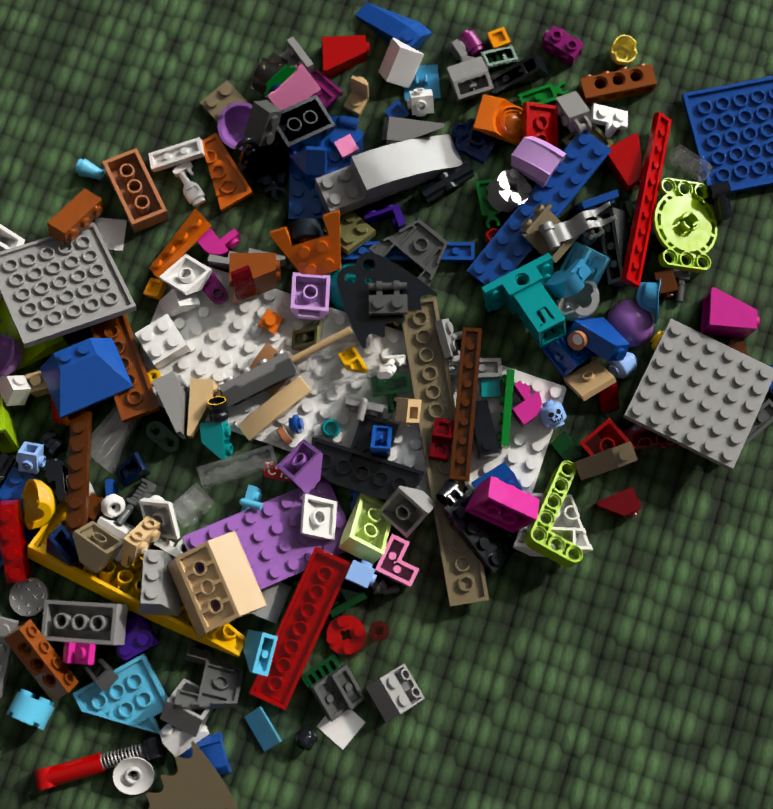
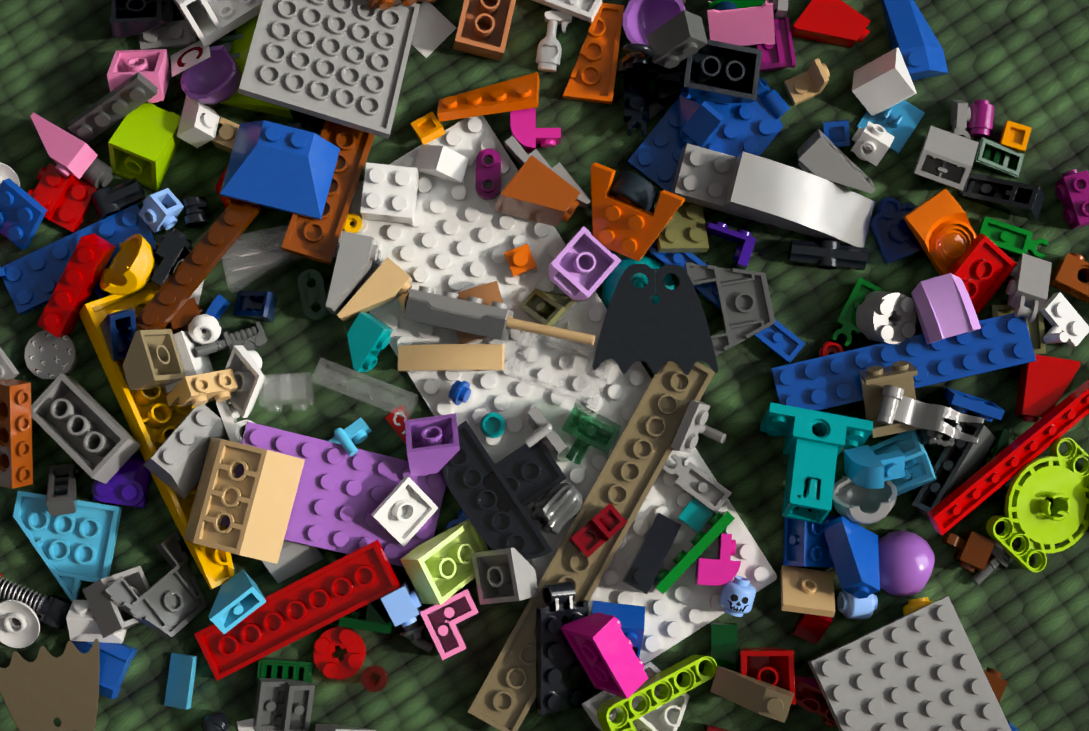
camera: 30 degrees right, 5 degrees up
(78, 653) = (52, 457): dark pink brick -> none
(187, 275) = (470, 141): white slope -> none
(217, 408) = (391, 310): black wheel -> none
(243, 283) = (519, 200): dark red slope -> none
(284, 435) = (439, 394): nougat tile -> none
(346, 146) = (751, 130): bright pink tile -> none
(352, 360) = (571, 371): yellow tile -> none
(381, 440) = (534, 481): blue slope -> none
(388, 304) = (655, 341): dark grey plate -> none
(389, 368) = (599, 413): white piece -> none
(407, 410) = (587, 471): tan brick -> none
(407, 445) = (557, 507): none -> dark grey piece
(465, 404) = (653, 514): reddish brown plate -> none
(577, 340) = (827, 540): nougat tile -> none
(648, 297) = (942, 554): dark azure piece -> none
(727, 316) = (1012, 640): dark pink slope -> none

